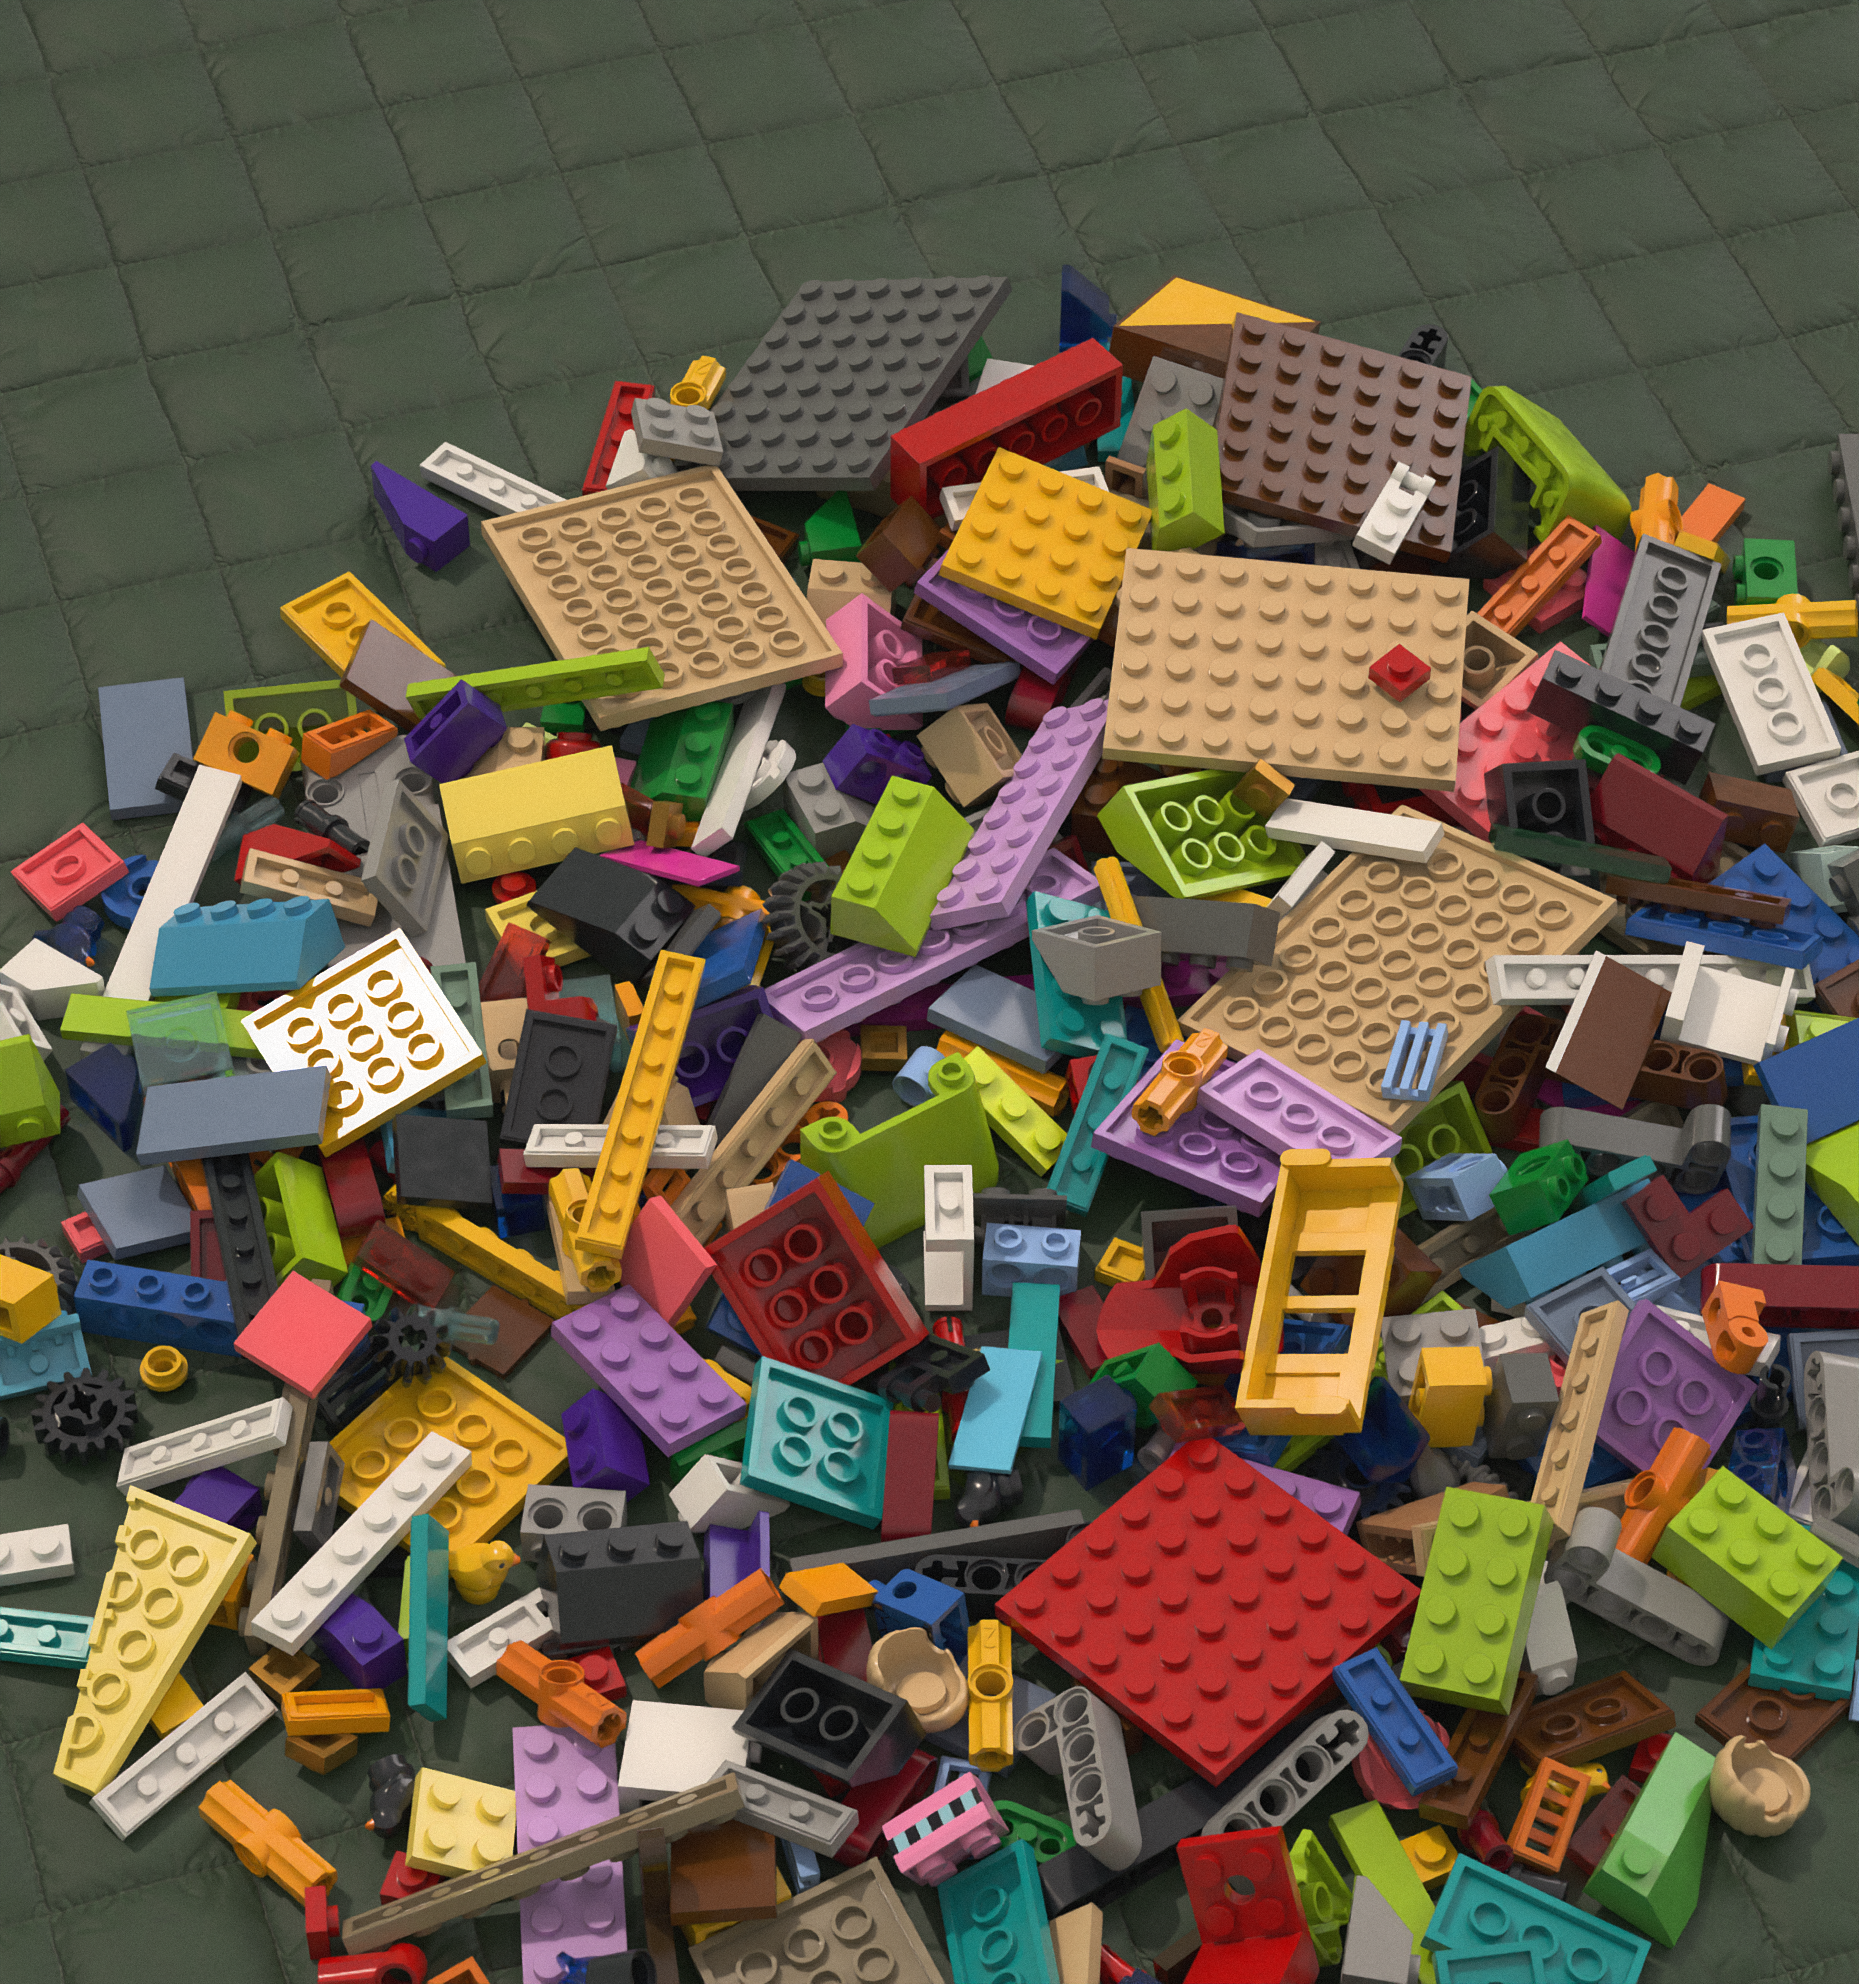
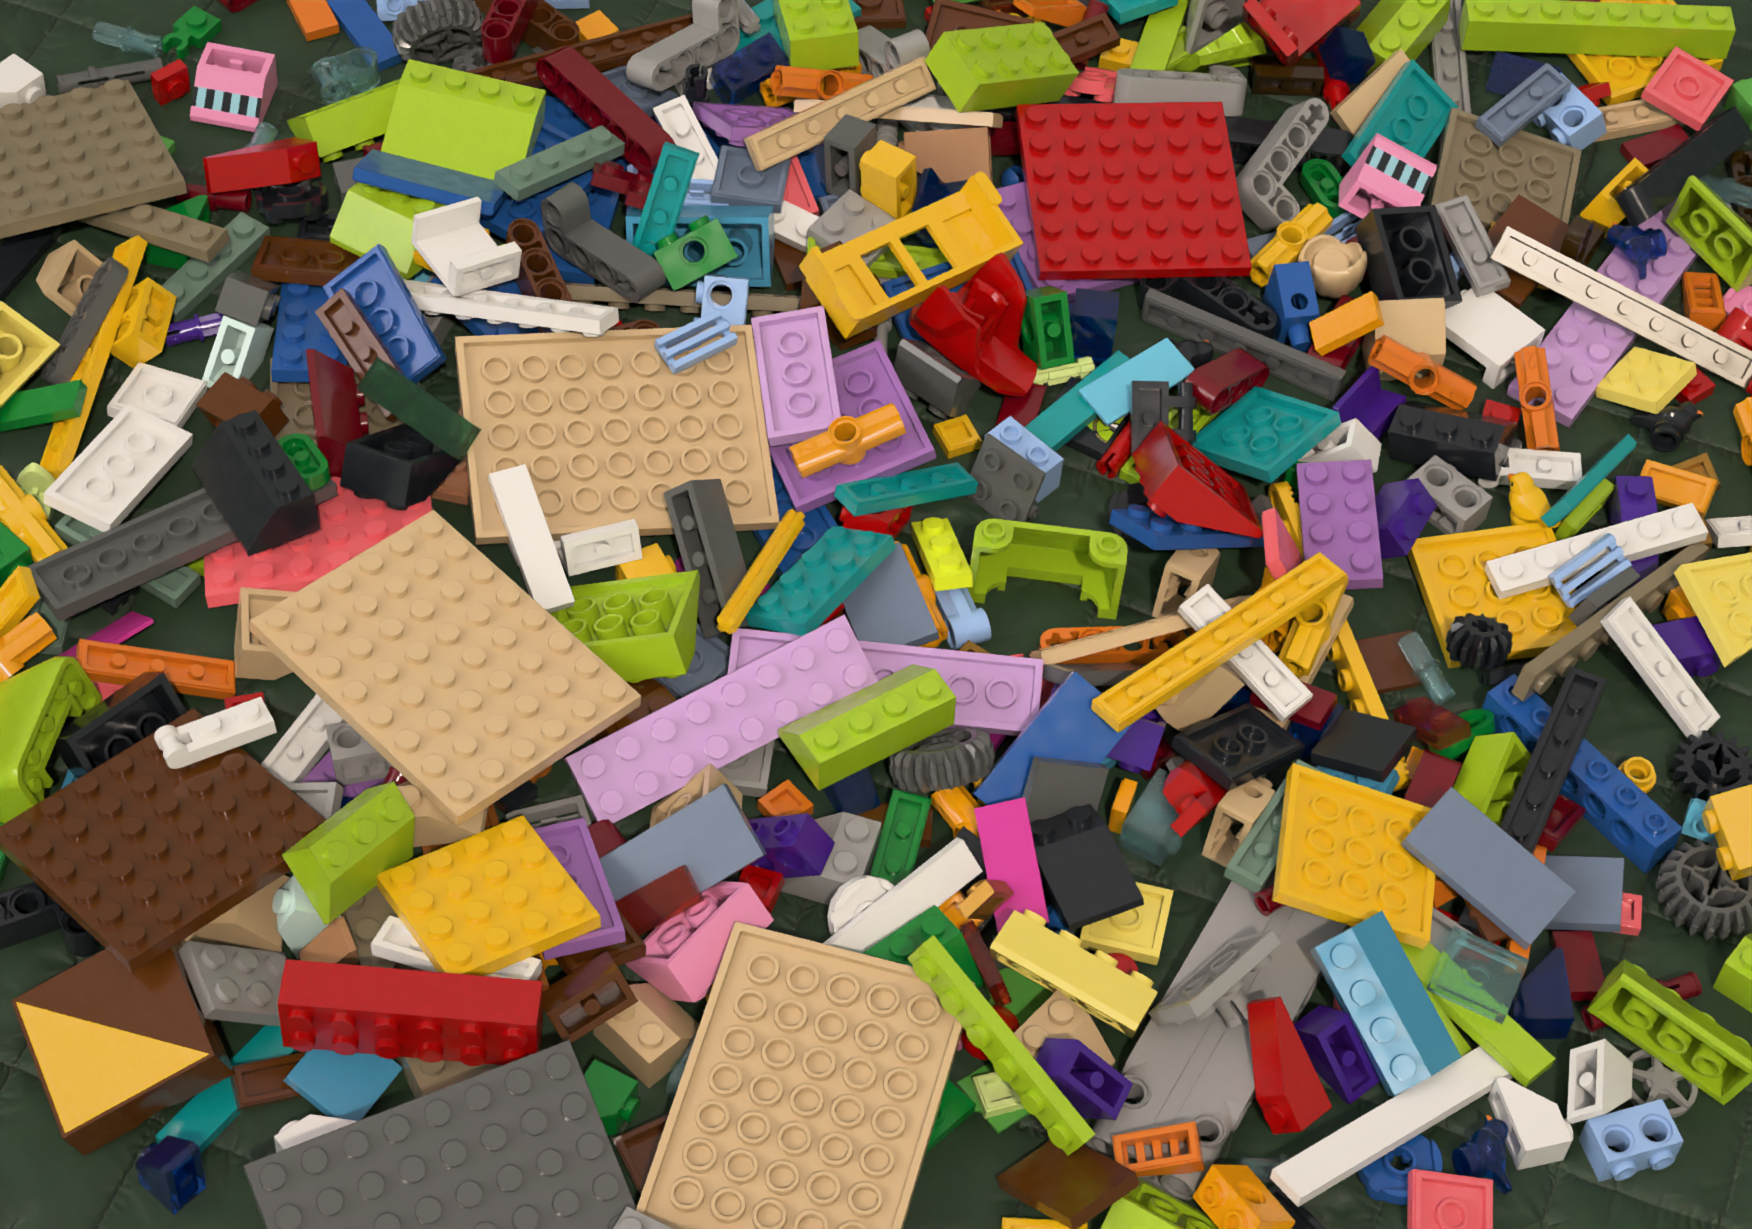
camera: 145 degrees left, 5 degrees up
(96, 1144) = (1581, 962): none -> dark red tile
(285, 878) = (1310, 1012): tan plate -> none
(303, 1334) = (1567, 644): coral tile -> none
(329, 826) = (1238, 1069): black pin -> none
(351, 1498) = (1615, 553): none -> light blue tile
(505, 972) = (1183, 888): clear red tile -> none
(948, 1238) = (1065, 484): white panel -> none
(1101, 957) = (809, 550): light grey slope -> none
(1197, 1413) = (1045, 266): clear red plate -> none
(1263, 788) = (556, 606): pearl gold plate -> none
(1394, 1722) = (1097, 67): blue tile -> none
(1399, 673) = (390, 580): red plate -> none
(1608, 1030) = (554, 282): reddish brown sticker -> none
(1734, 1328) = (685, 106): orange leg -> none

